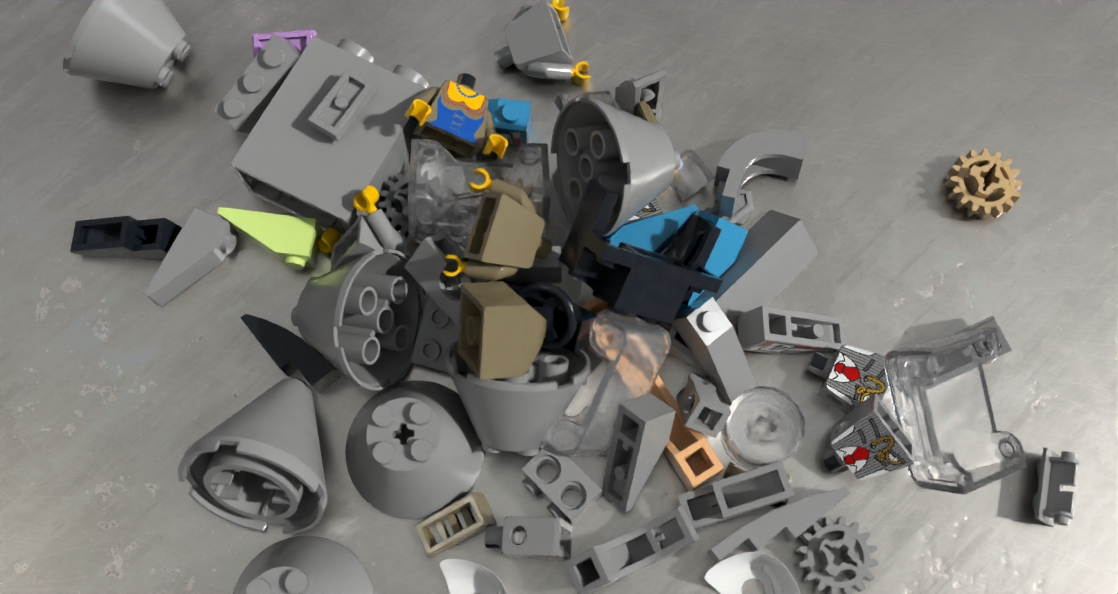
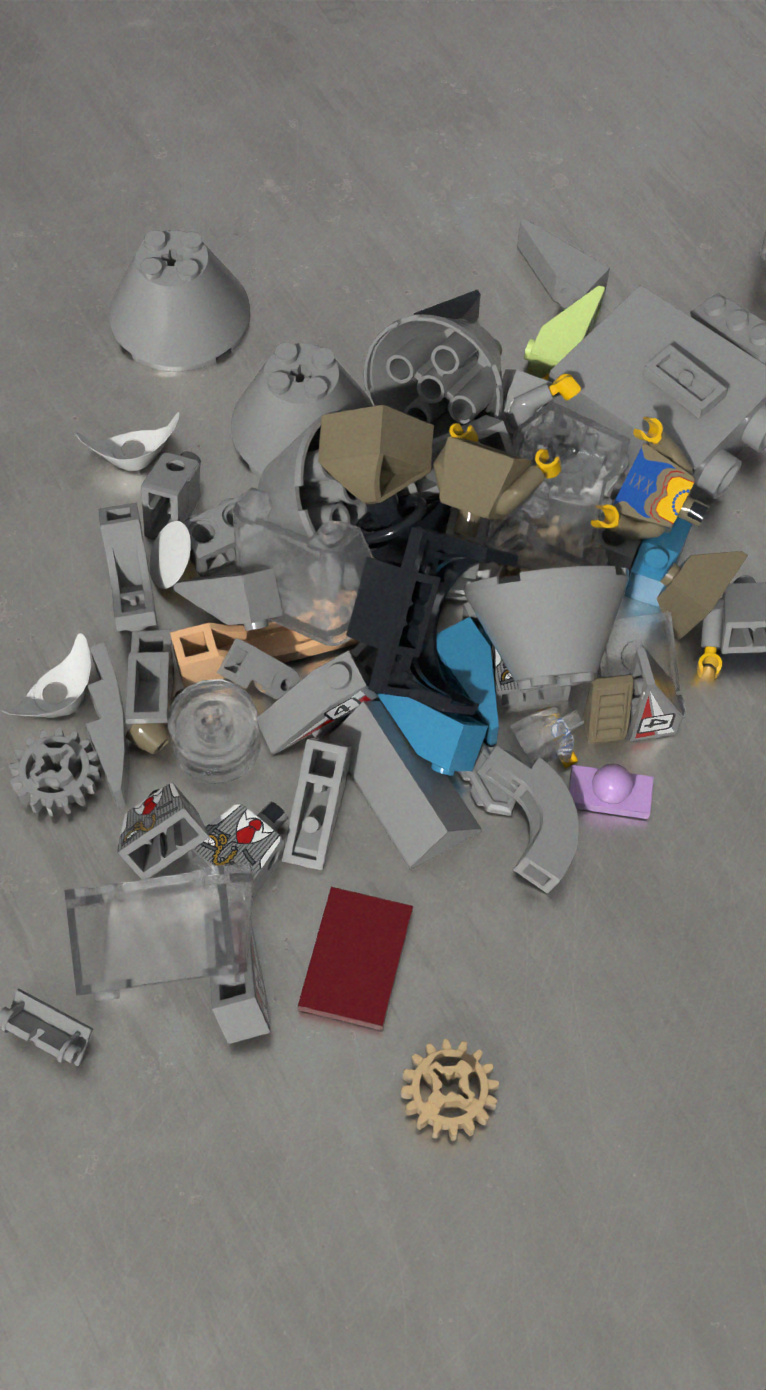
camera: 100 degrees right, 10 degrees down
(124, 237) = (596, 217): black slope -> none
(262, 463) = (328, 285): light grey cone -> none
(482, 510) = (216, 446): dark tan slope -> none
(529, 73) = (696, 587): none -> dark tan slope
(598, 521) = (170, 554): none -> white sticker
(710, 124) = (611, 790): none -> lavender tile
(905, 274) = (355, 958): none -> dark red tile

